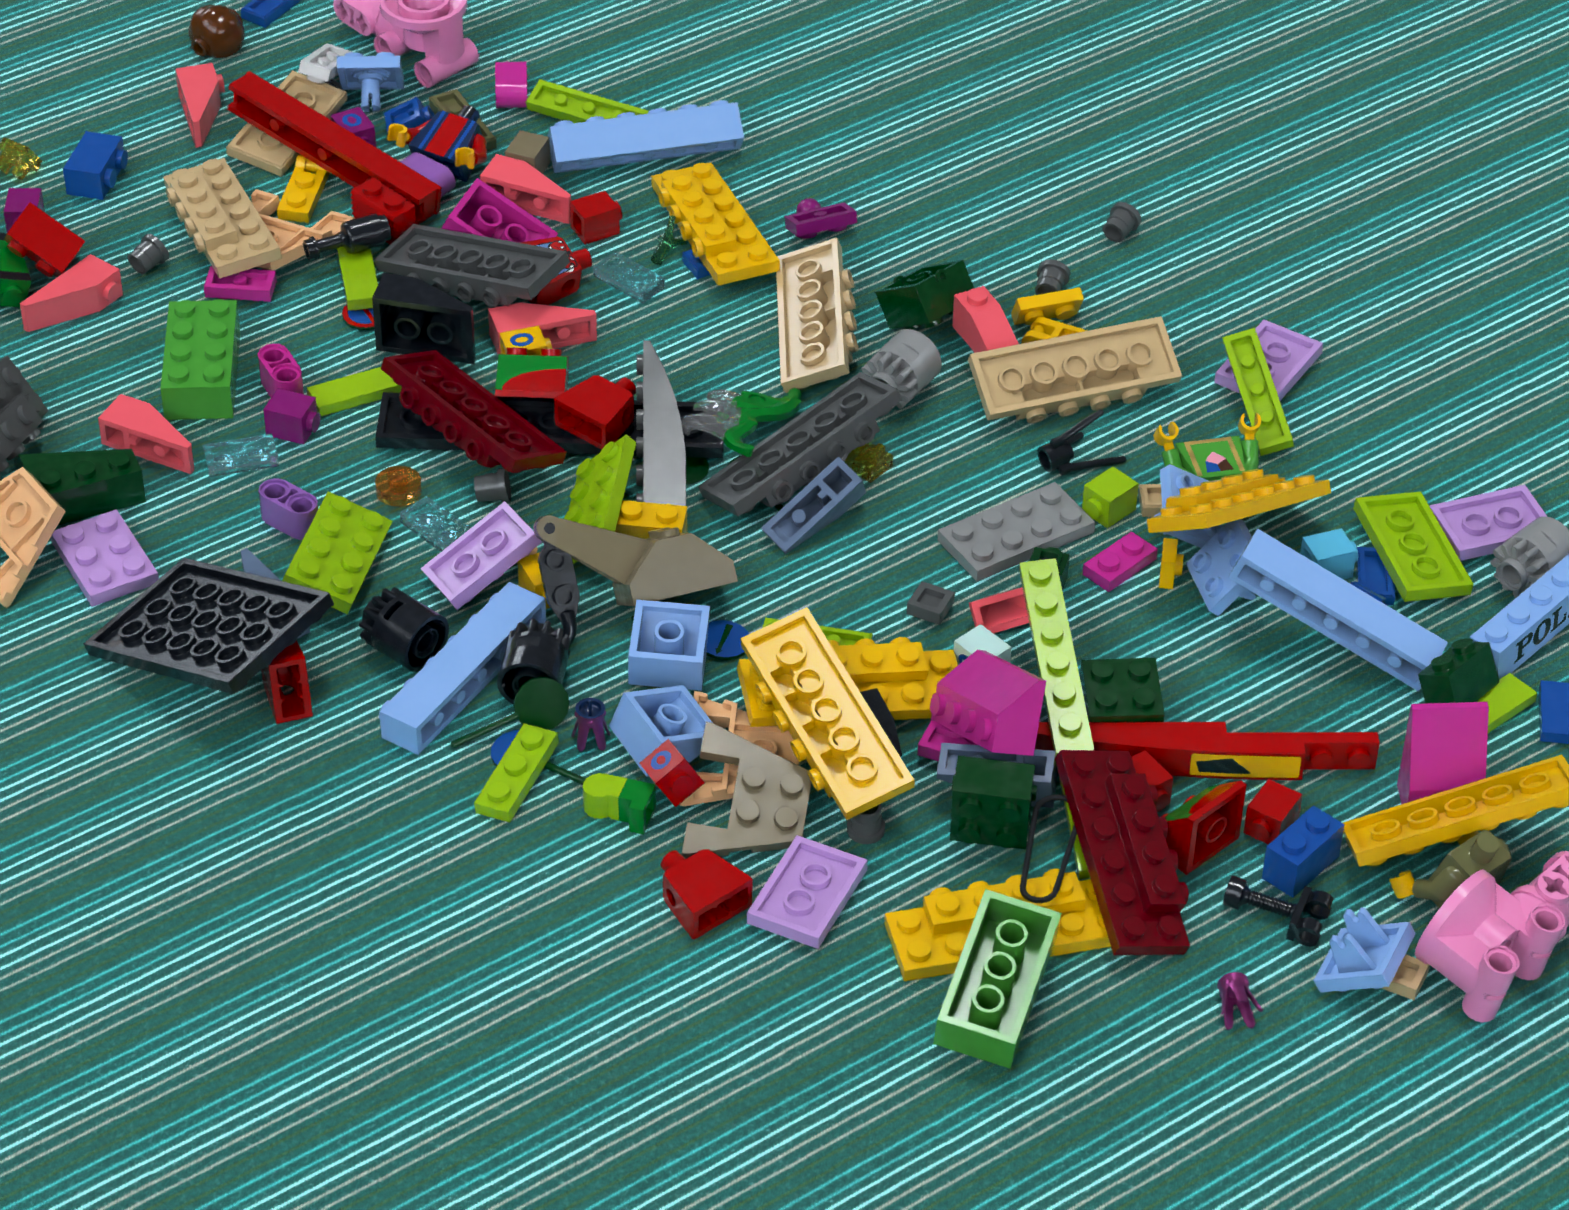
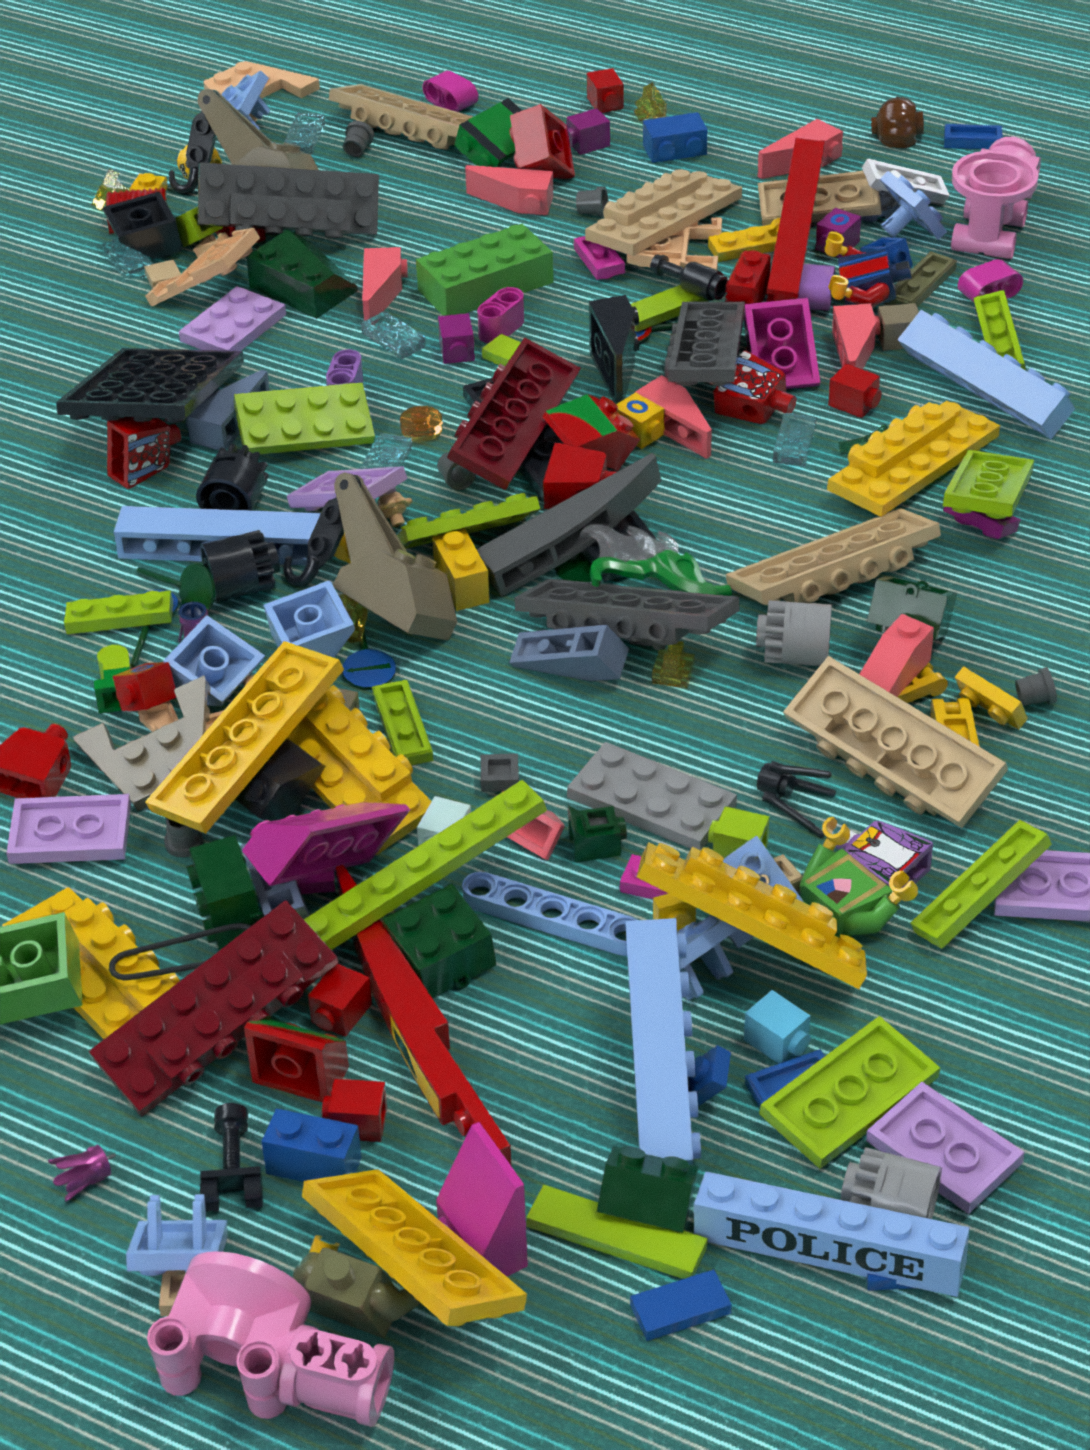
camera: 65 degrees right, 0 degrees up
(799, 194) = (988, 484): none -> lime plate
(1124, 622) = (541, 900): none -> light blue beam
(1194, 421) = (888, 850): none -> torso

